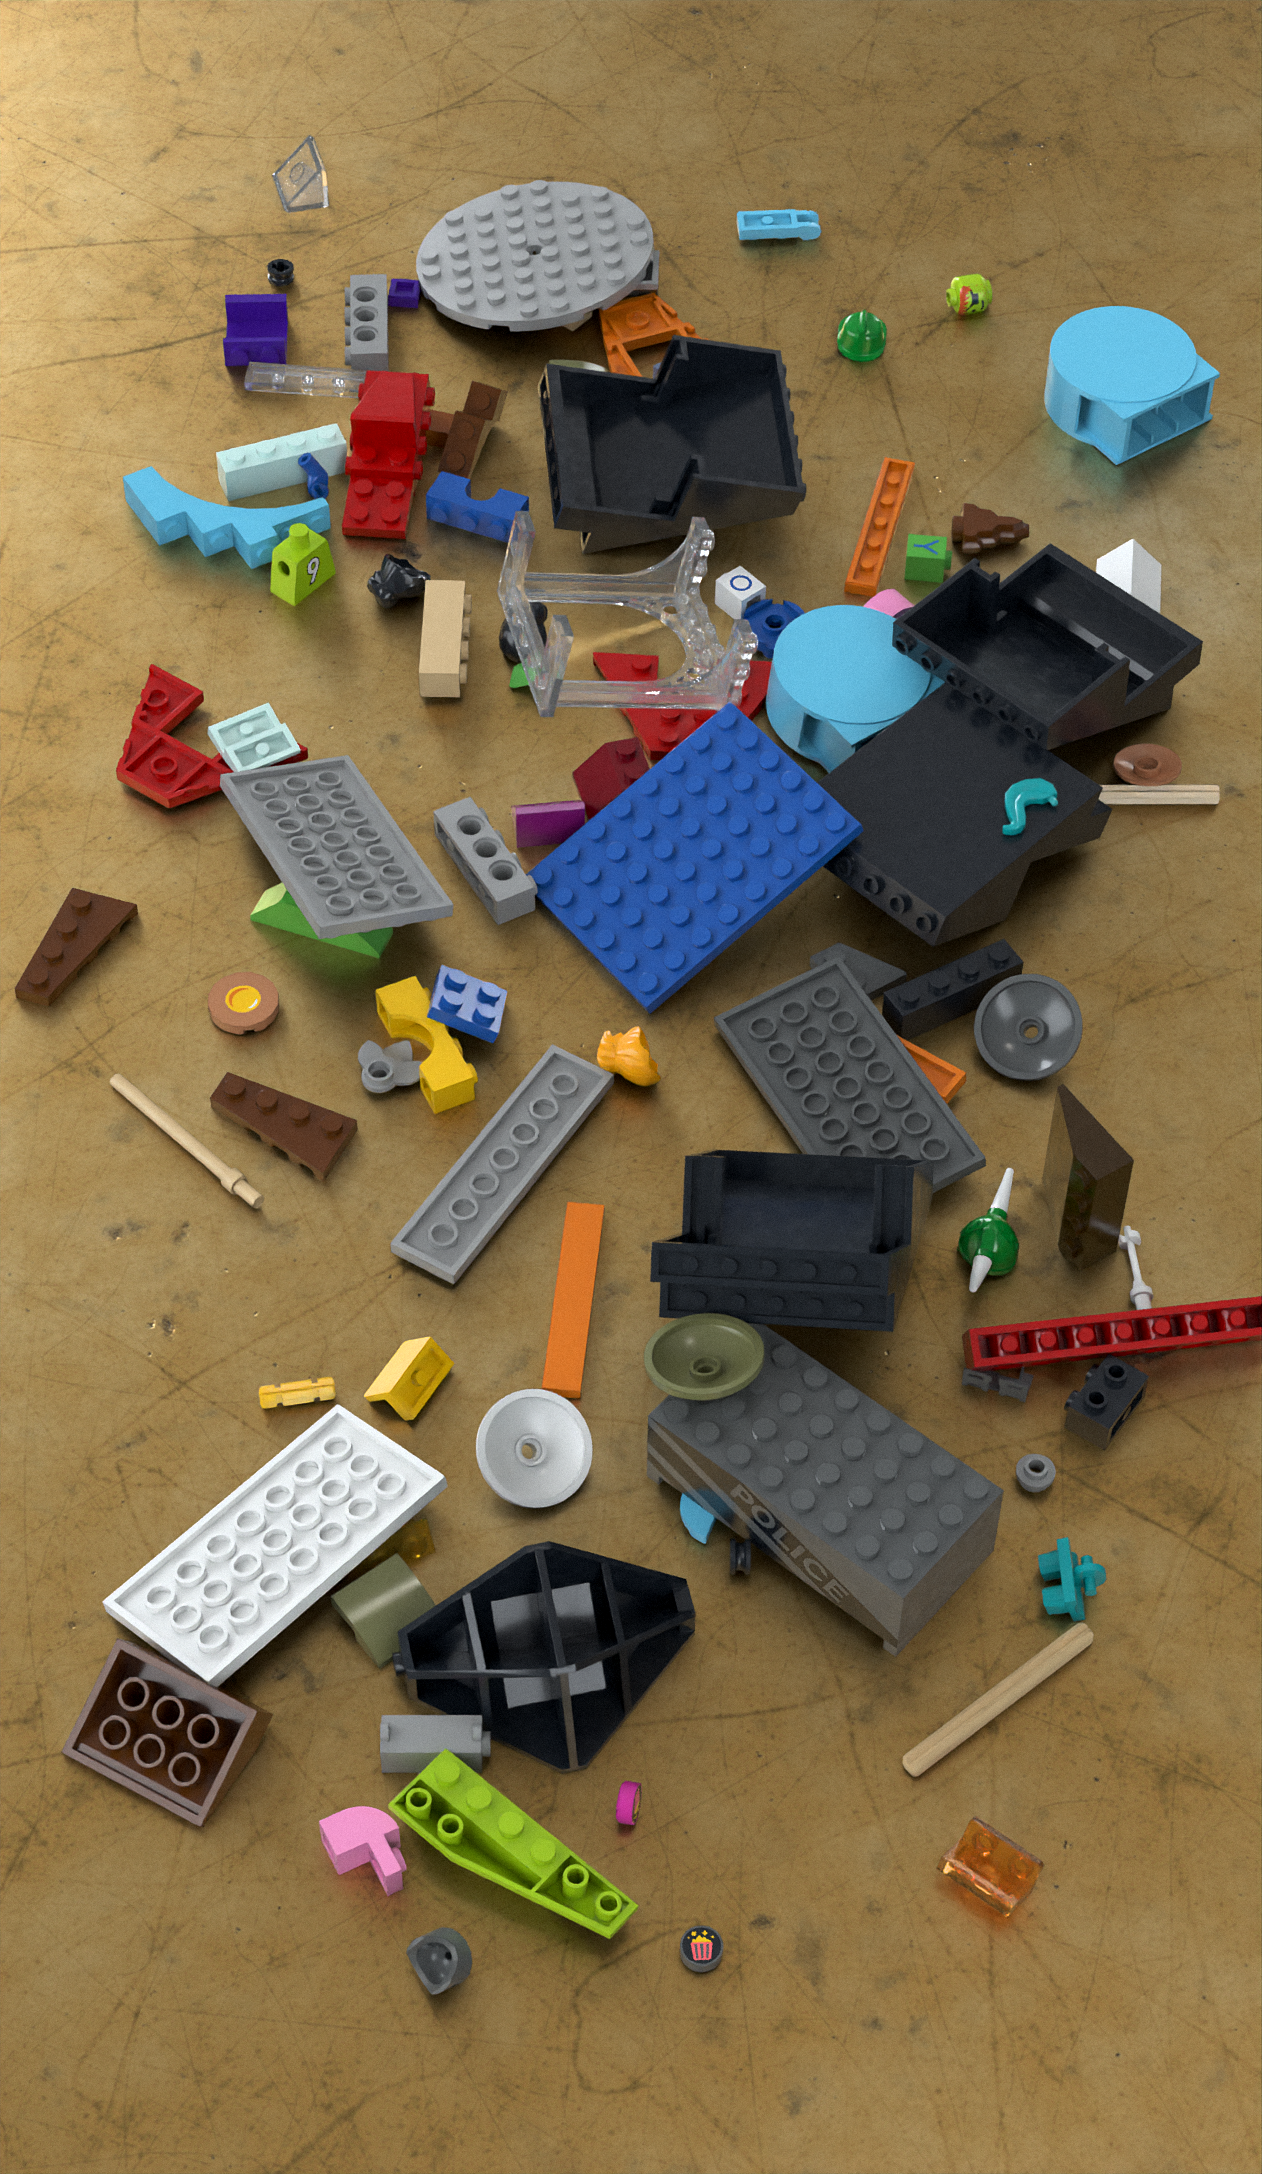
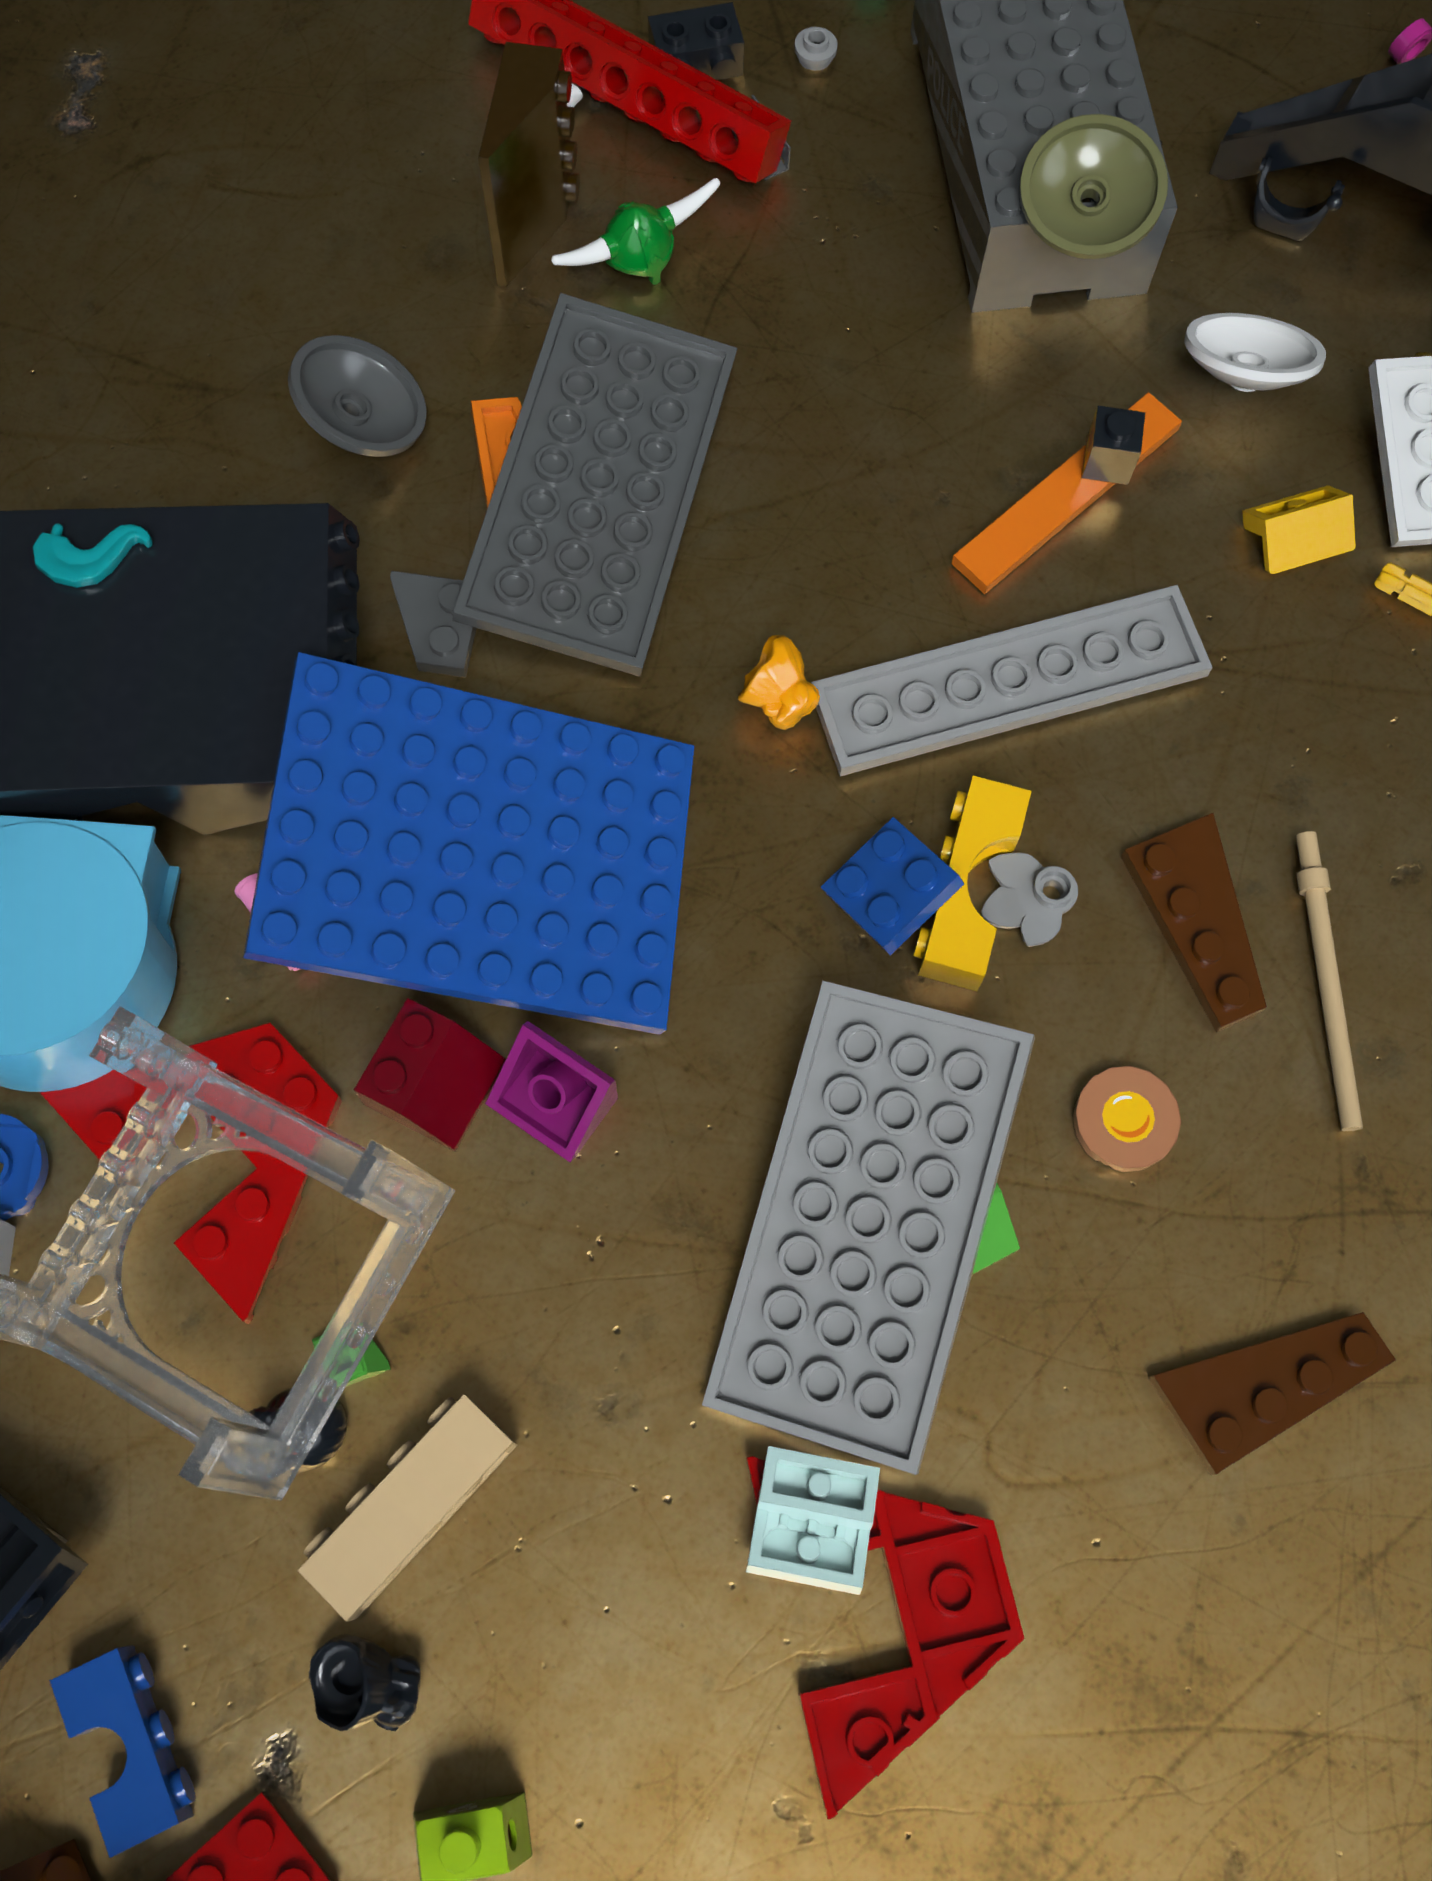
camera: 140 degrees left, 20 degrees up
(485, 860) = (678, 1168): light grey brick -> none
(565, 1313) = (1113, 445): none -> black brick
(794, 1238) = (860, 275): black panel -> none
(948, 990) = (383, 504): black brick -> none

